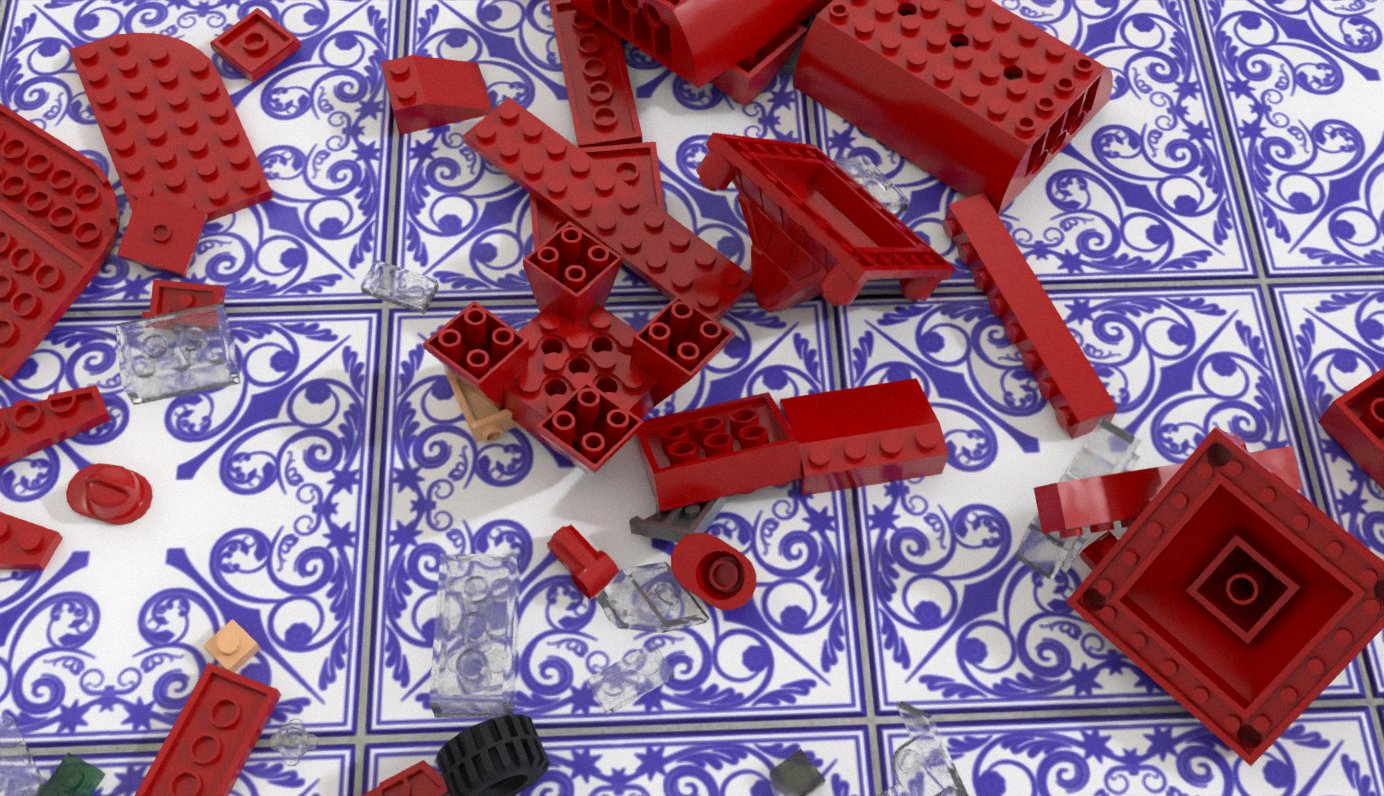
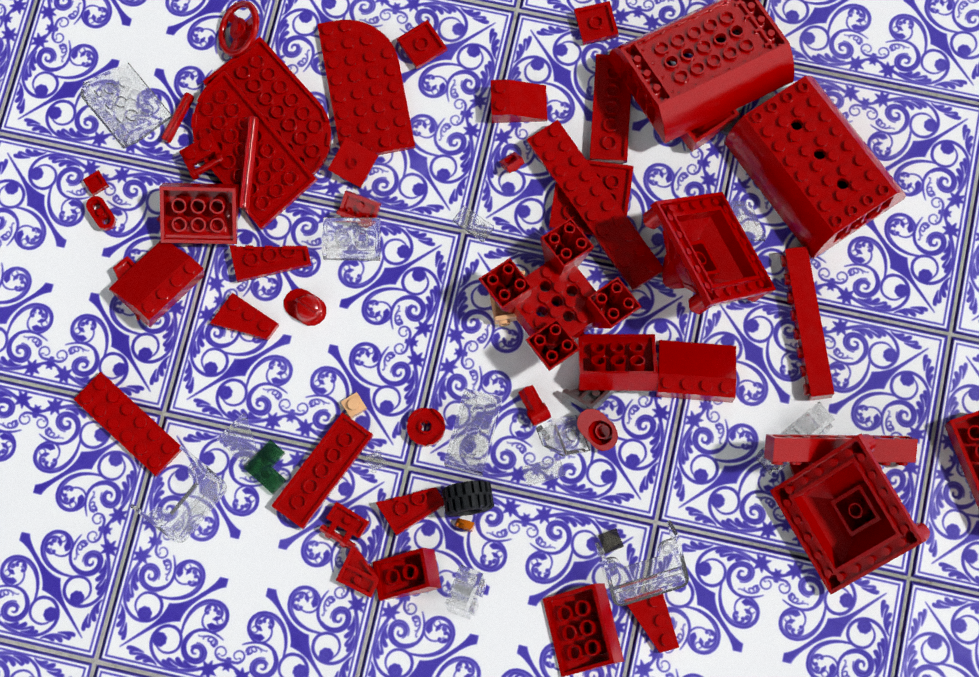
camera: 20 degrees right, 15 degrees up
(387, 672) = (426, 416): none -> red plate
(447, 180) = (512, 162): none -> red plate

